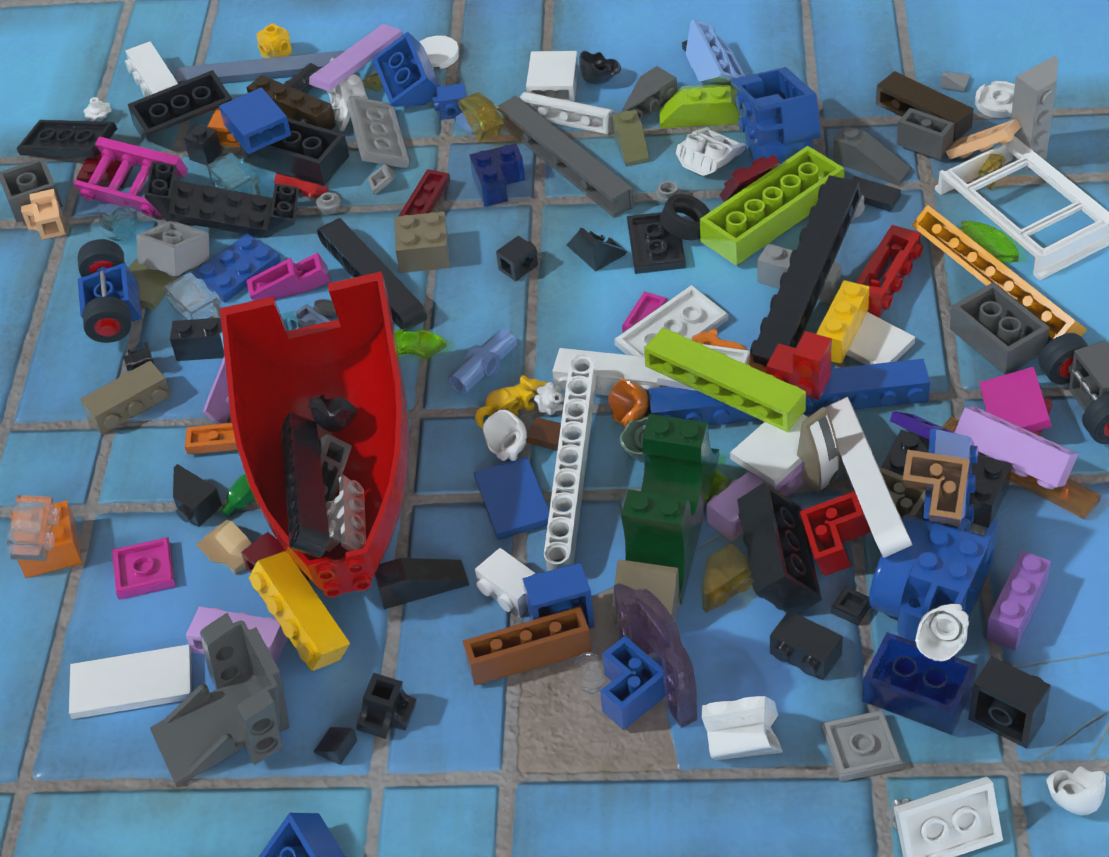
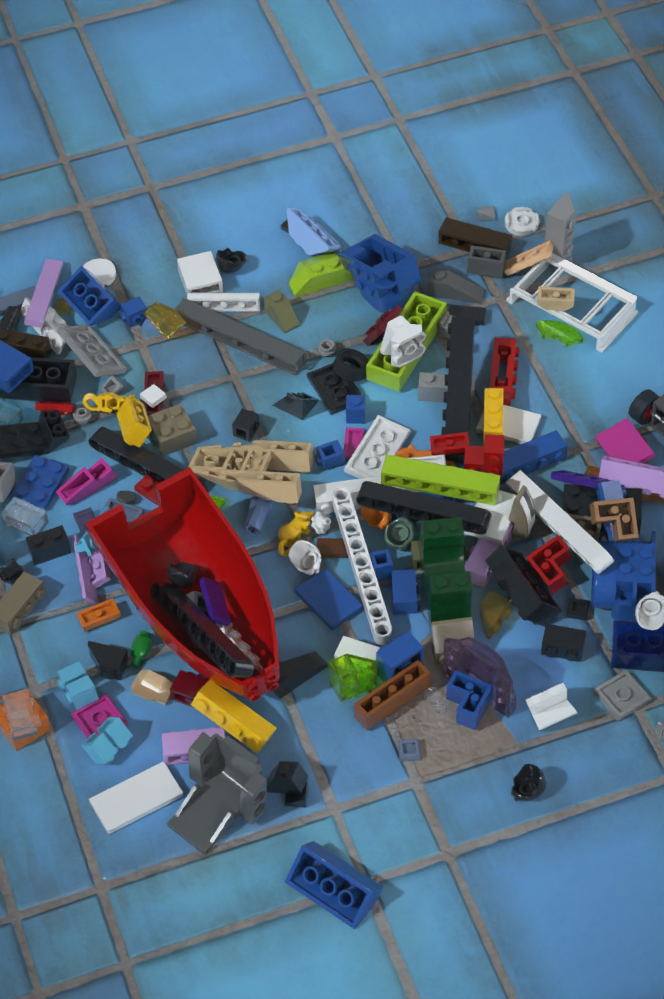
camera: 25 degrees left, 5 degrees up
(135, 516) = (77, 686): none -> medium azure piece
(145, 590) = (112, 736): none -> medium azure piece
(327, 716) = (287, 778): none -> black slope
(349, 456) = (215, 601): none -> dark purple tile
(367, 193) = (106, 401): none -> yellow animal
(375, 220) = (133, 422): none -> yellow brick
(385, 706) = (319, 761): black brick -> none
(419, 197) = (153, 396): none -> white tile
(483, 603) = (352, 675): none -> clear neon green slope
(495, 170) = (196, 362): clear blue brick -> none
(499, 312) = (245, 467): none -> tan wedge
(518, 730) = (409, 750): none -> sand blue tile
(598, 471) = (382, 564): none -> blue brick
(603, 318) = (330, 455): none -> blue brick
(606, 520) = (404, 591): none -> blue brick
(651, 92) = (280, 269): dark grey slope -> none
(659, 830) = (528, 783): none -> black hair
(665, 271) = (355, 409): none -> blue brick
(666, 398) = (422, 506): none -> black beam
(707, 151) = (341, 309): white slope -> none
(755, 197) = (402, 341): none -> white piece
(760, 337) = (449, 443): none -> red plate
(990, 269) = (577, 358): light orange brick -> none
(992, 164) = (542, 276): clear yellow slope -> none
(995, 192) = (555, 298): none -> tan slope
(999, 328) = (594, 395): dark grey brick -> none

